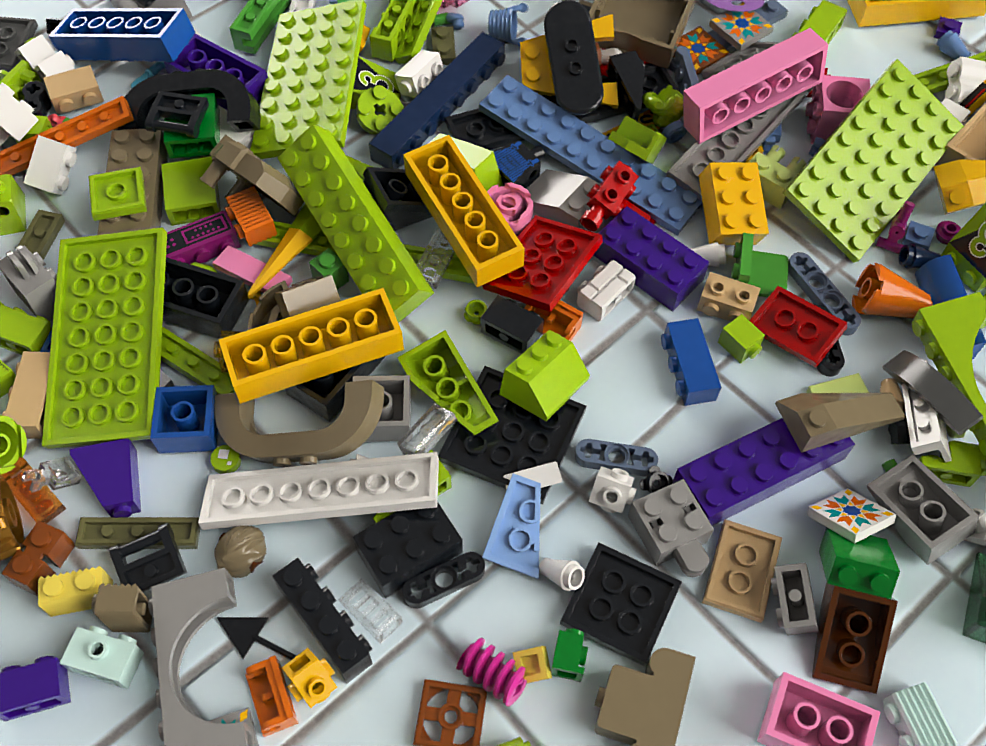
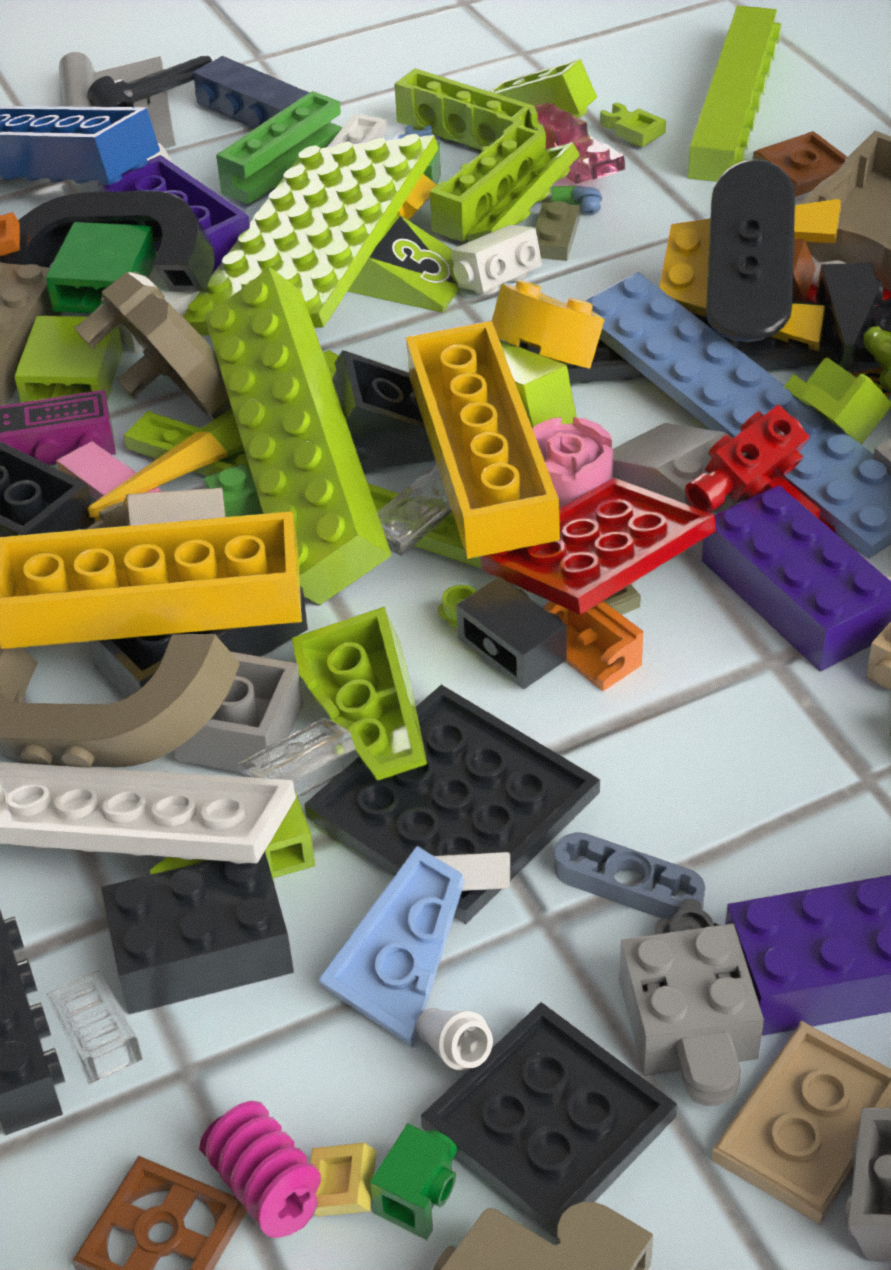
camera: 20 degrees right, 15 degrees down
(177, 107) = (80, 231): black plate -> none
(251, 216) = (139, 404): orange brick -> none
(366, 104) = (412, 277): lime plate -> none
(437, 101) = (564, 271): dark blue brick -> none
(439, 592) = (220, 991): black beam -> none
(481, 124) = (557, 328): none -> yellow brick
(503, 23) = (665, 203): medium blue piece -> none
(518, 163) = (616, 402): black torso -> none
(544, 375) = (536, 711): lime slope -> none
(605, 289) = (702, 611): white brick -> none
(613, 490) = (596, 919): white brick -> none
(690, 362) = (820, 750): blue brick -> none

